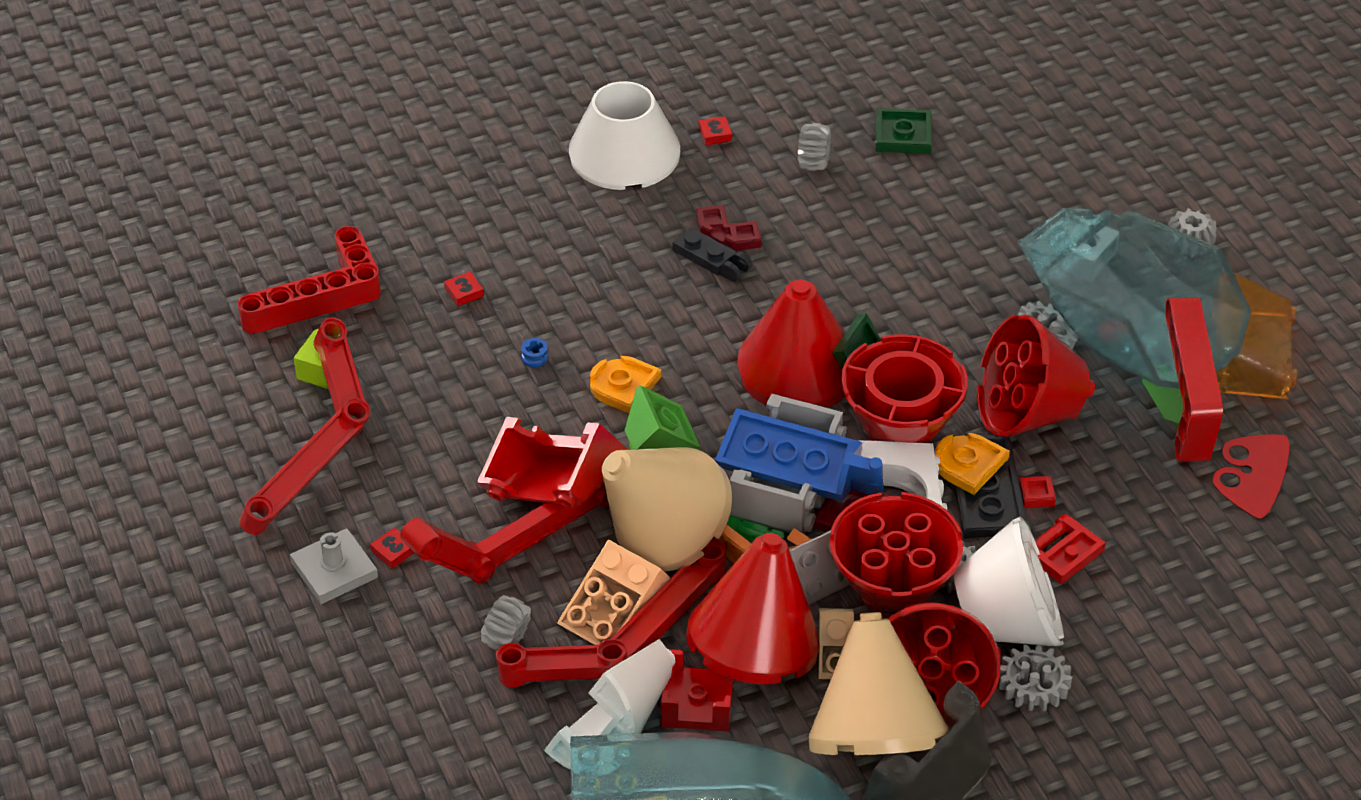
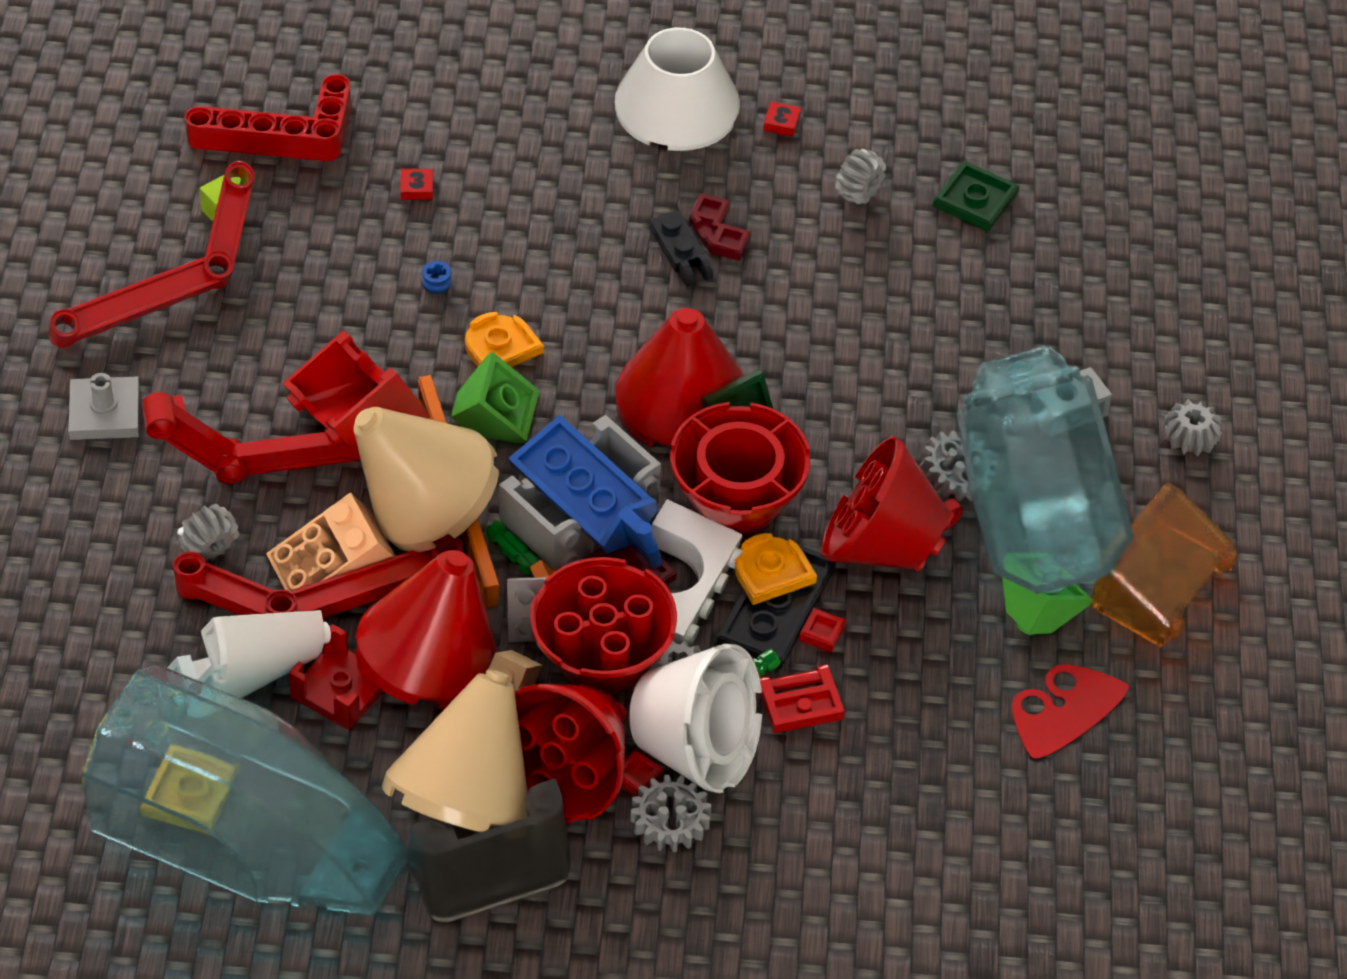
camera: 25 degrees right, 5 degrees up
(1196, 379) = (1038, 579): red beam -> none

